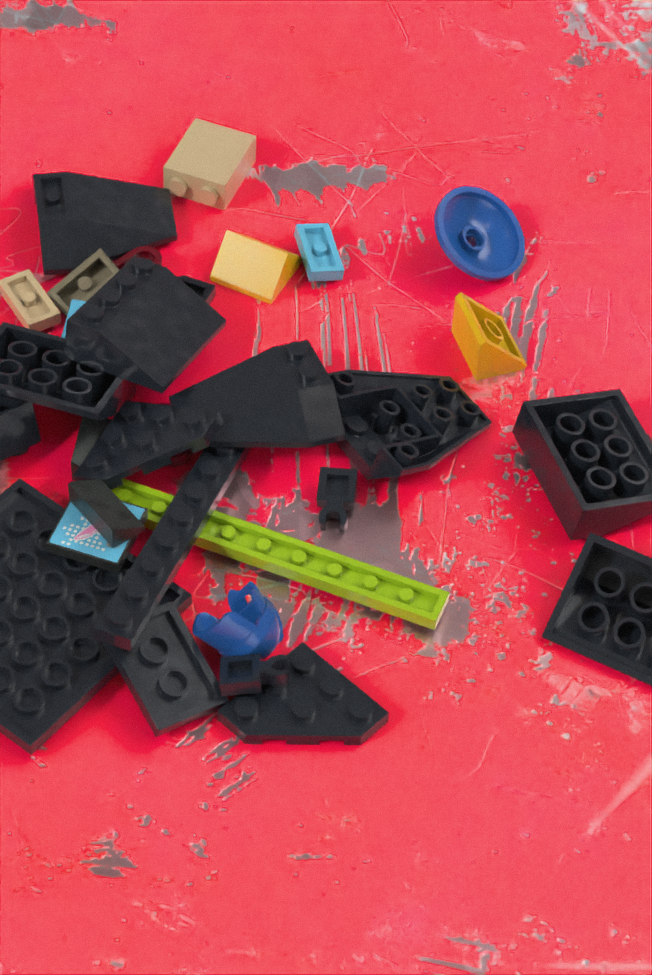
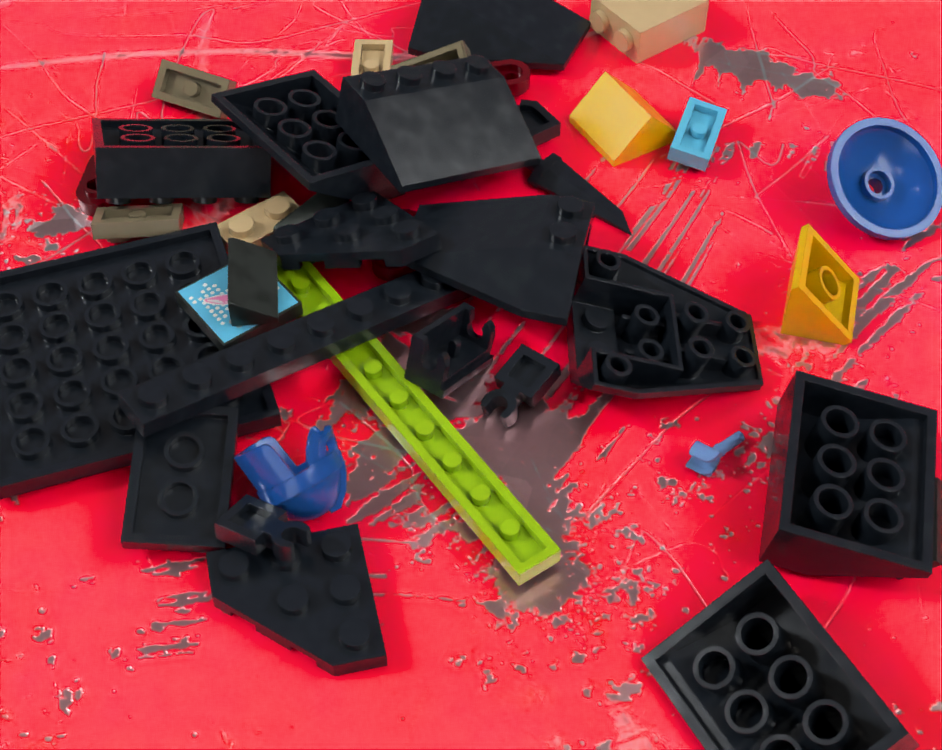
camera: 35 degrees right, 0 degrees up
(49, 464) = (257, 220): none -> tan plate
(250, 333) = (561, 180): none -> black bar
(277, 497) = (449, 352): none -> black hinge
(490, 489) = (706, 459): none -> medium blue hand

